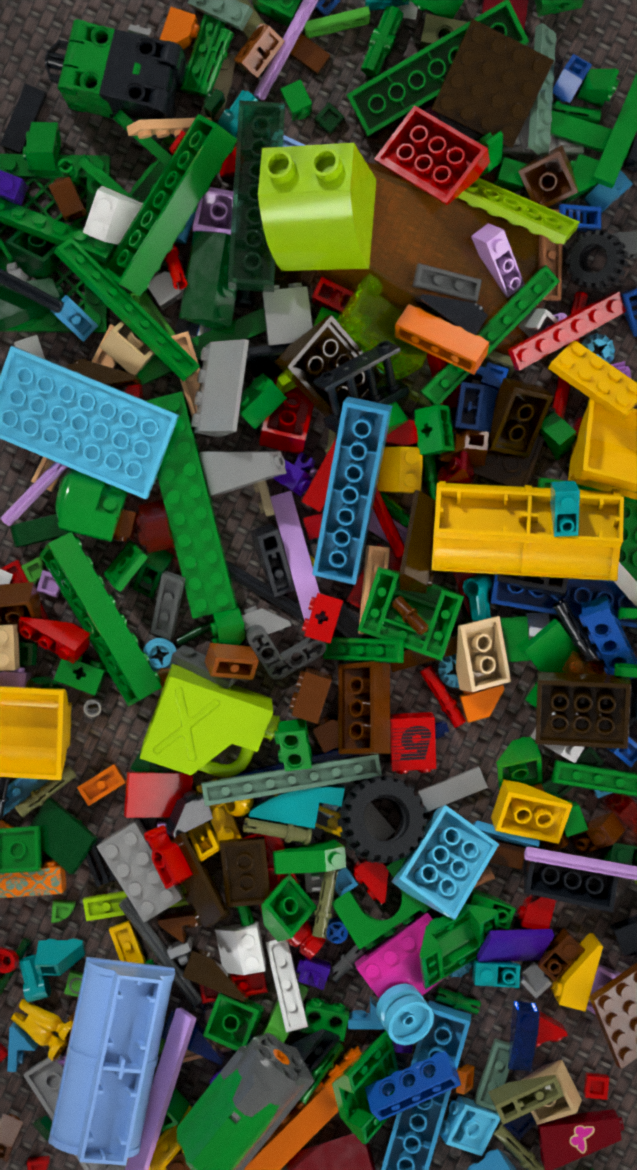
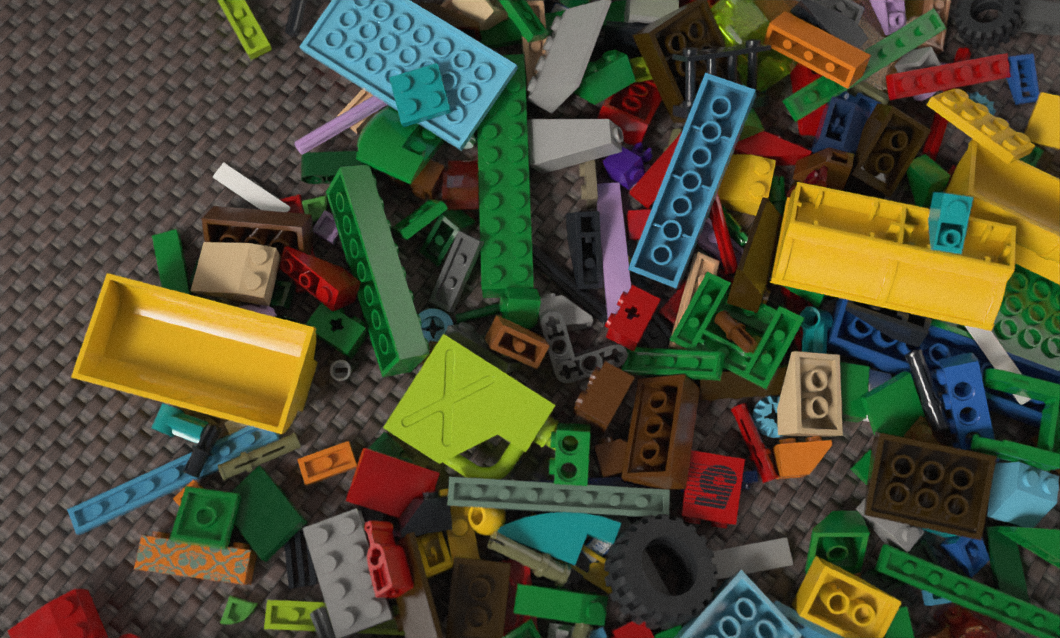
camera: 10 degrees right, 15 degrees down
(99, 459) = (420, 95): none -> teal plate
(434, 430) = (793, 140): green brick -> none

